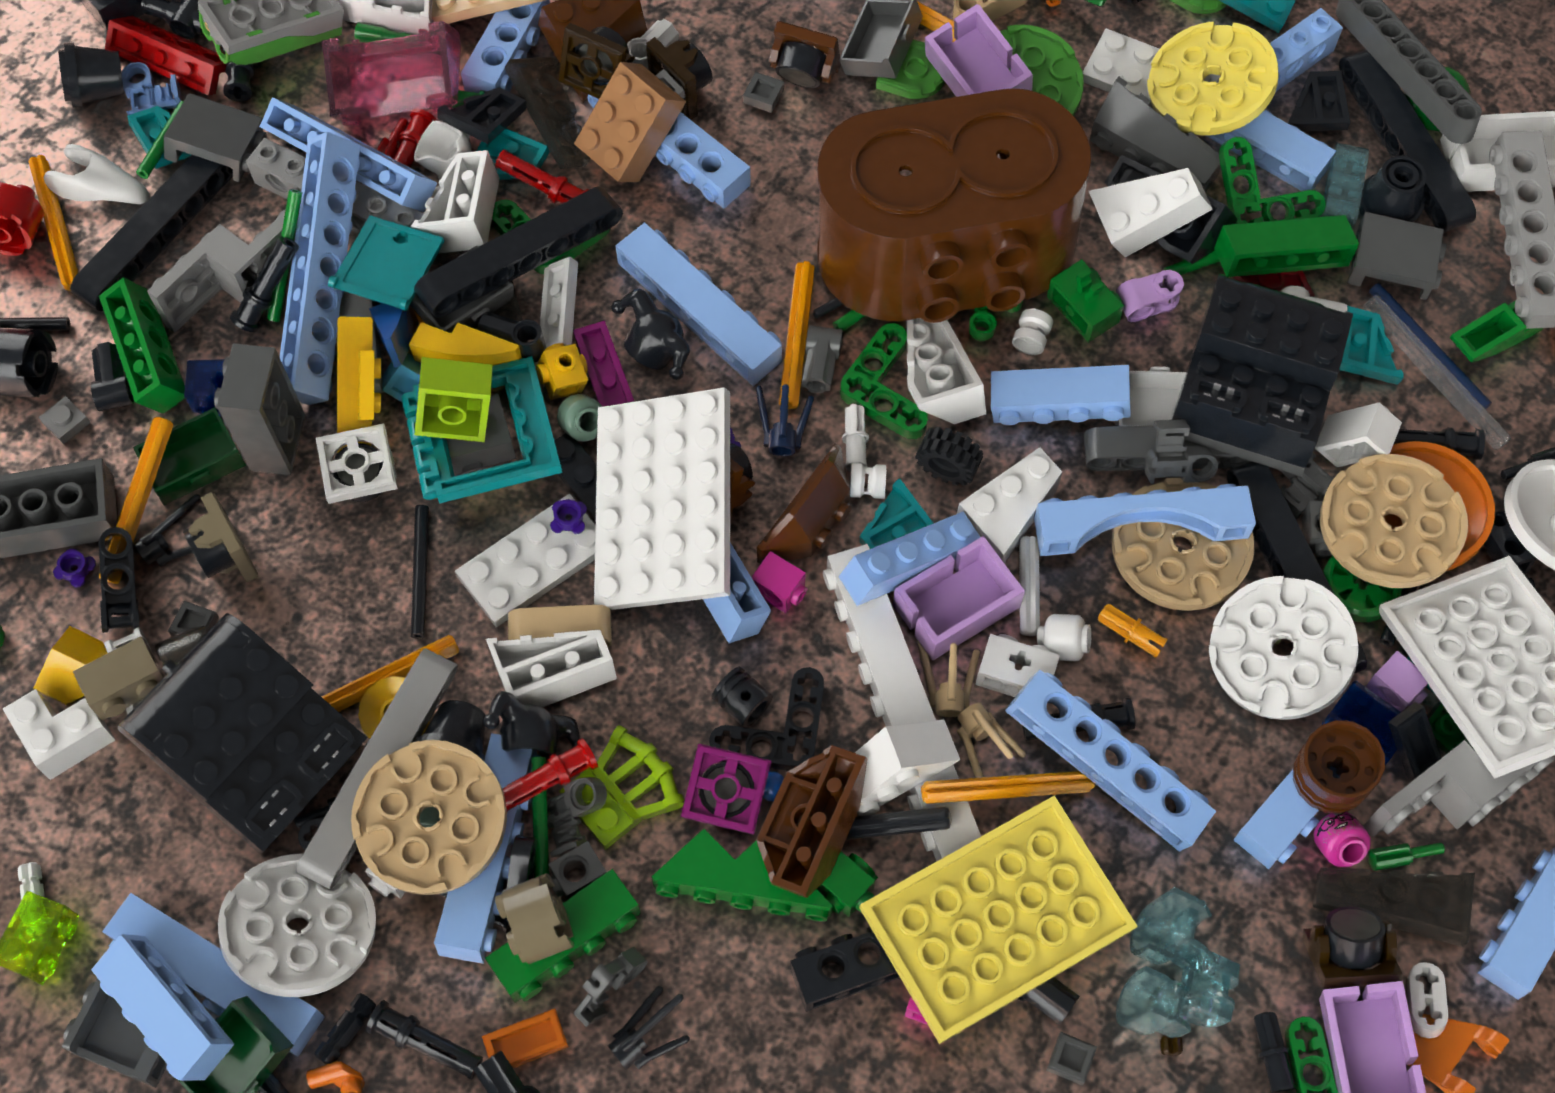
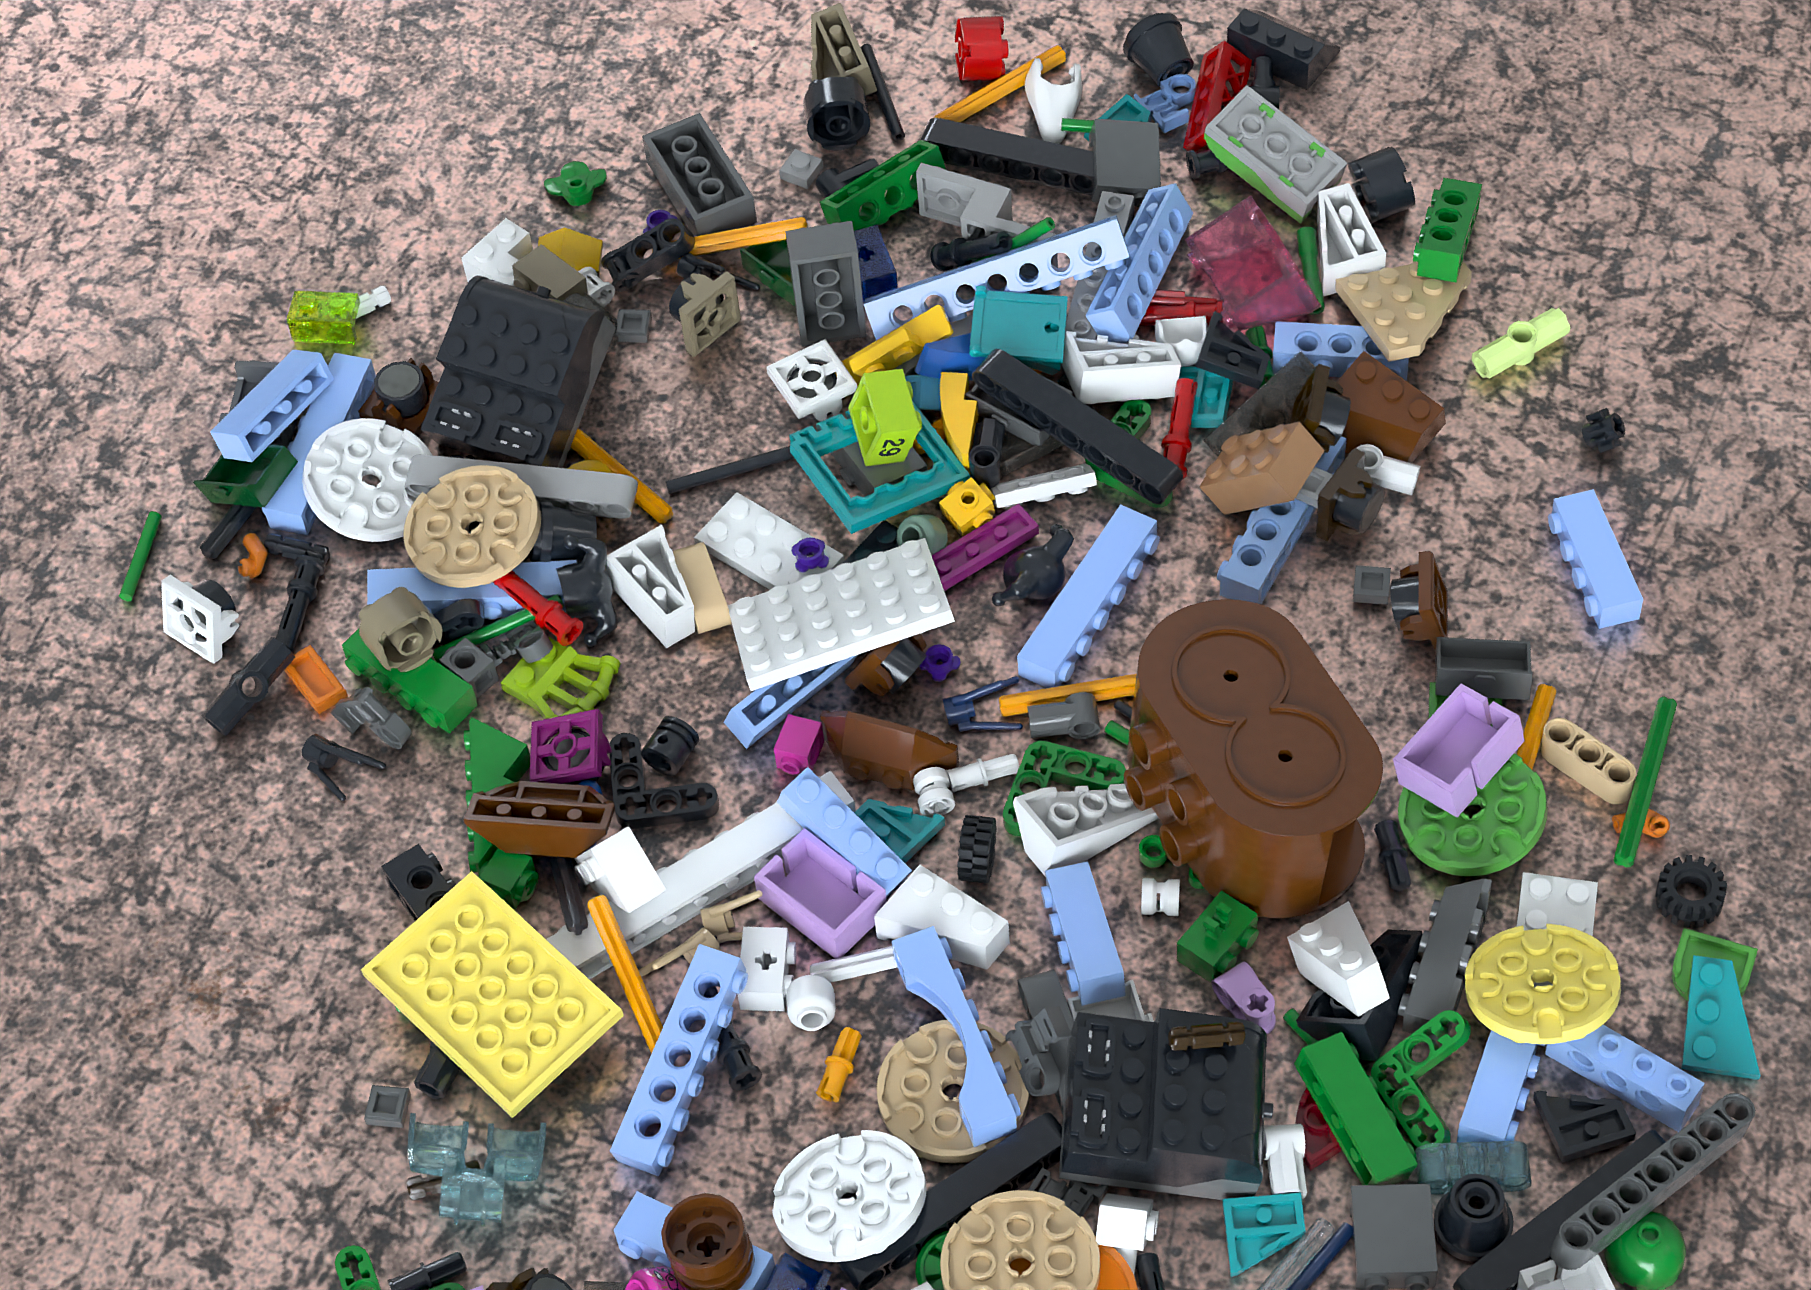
camera: 80 degrees right, 10 degrees down
(187, 872) = (400, 393): none -> piece
(1244, 301) = (1206, 1035): none -> dark brown axle

